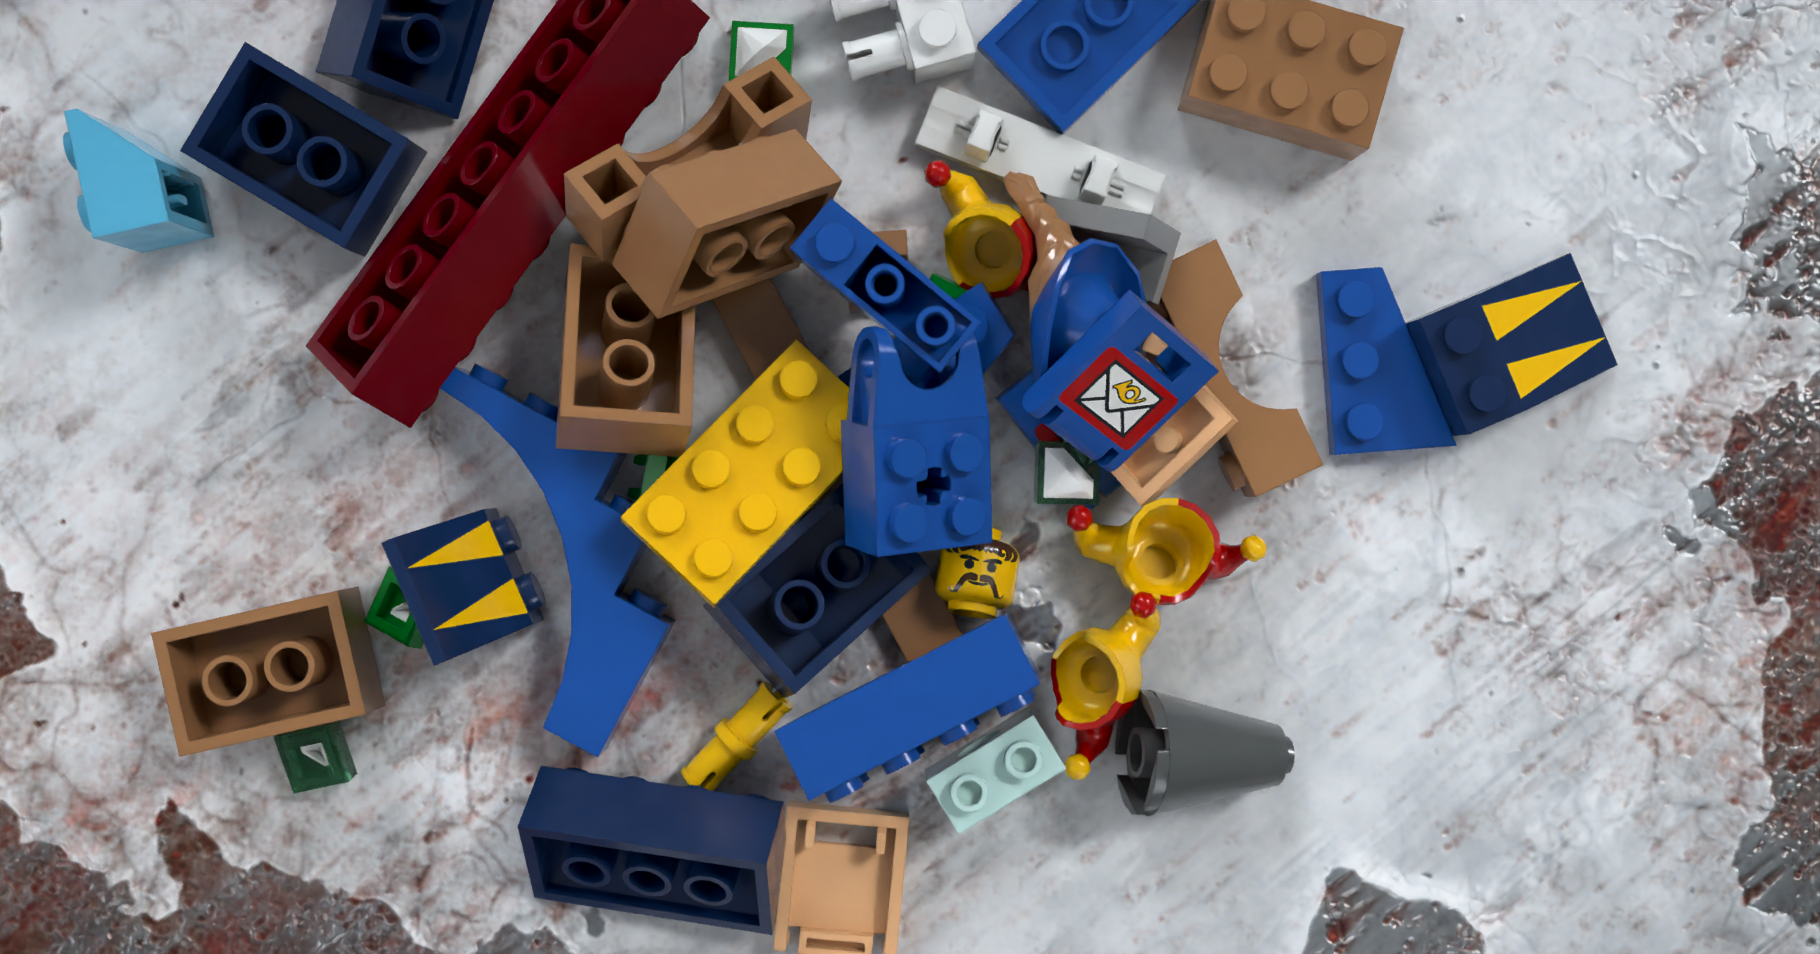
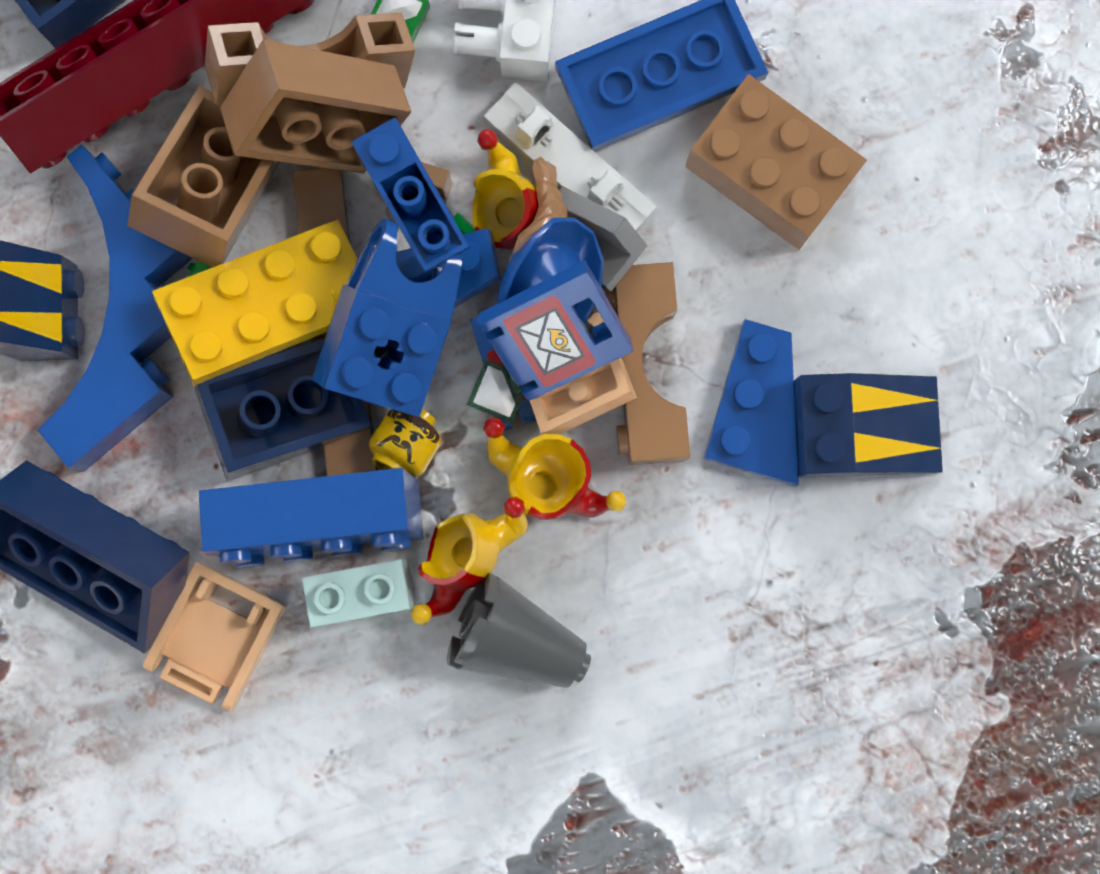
camera: 20 degrees right, 5 degrees down
(736, 738) = (177, 498): yellow pin -> none

